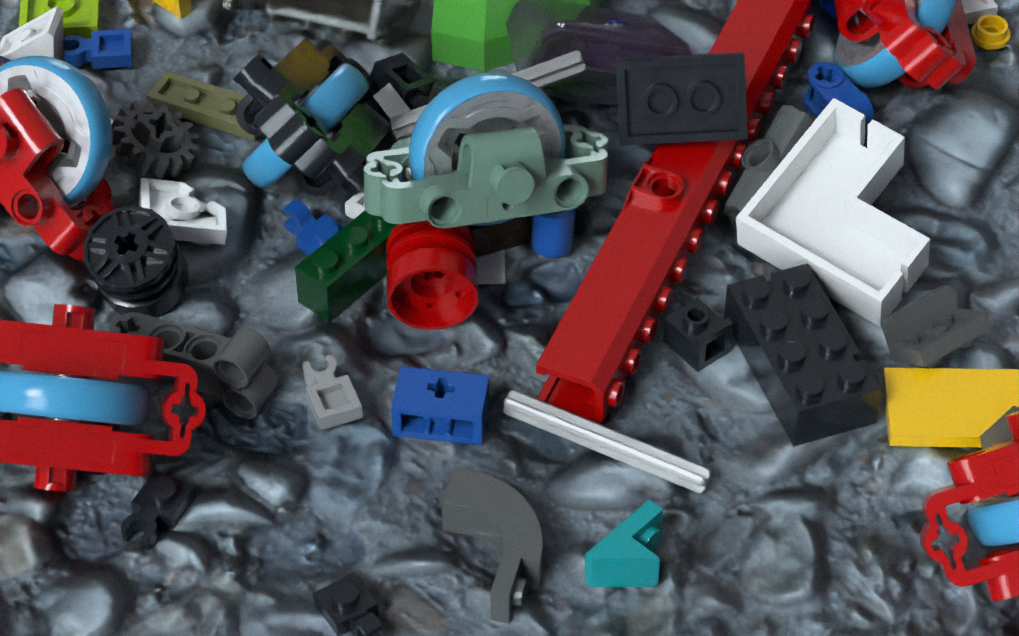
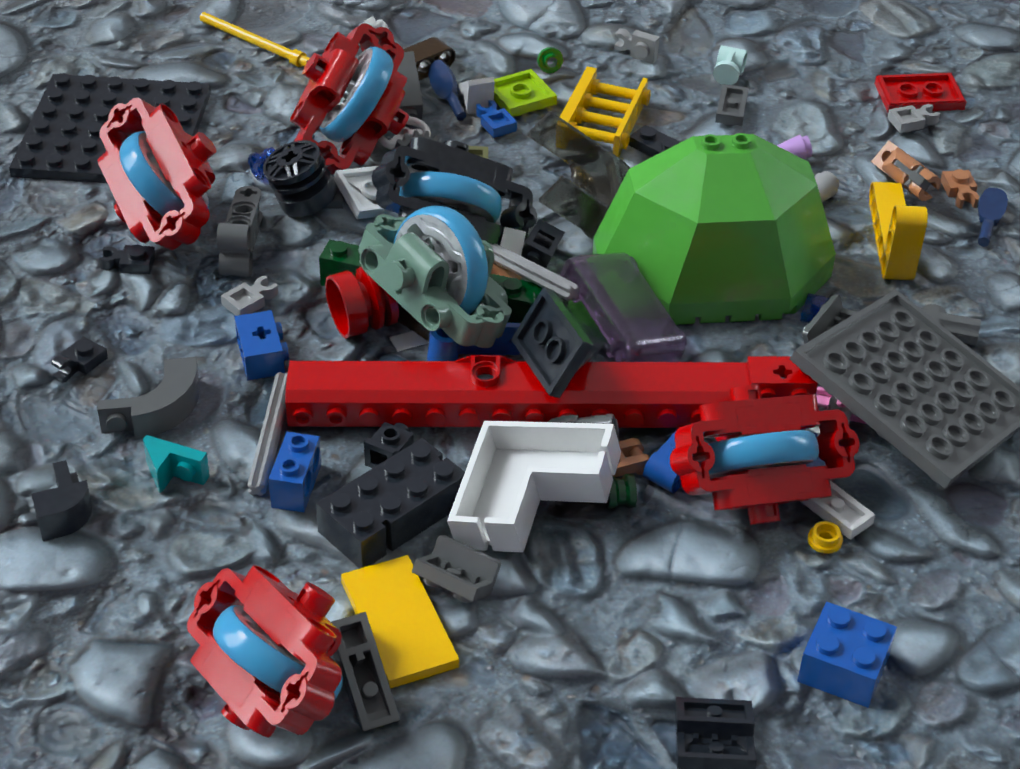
camera: 65 degrees right, 5 degrees down
(39, 297) = (256, 162): none -> clear blue wheel
(706, 428) = (295, 471): none -> blue brick

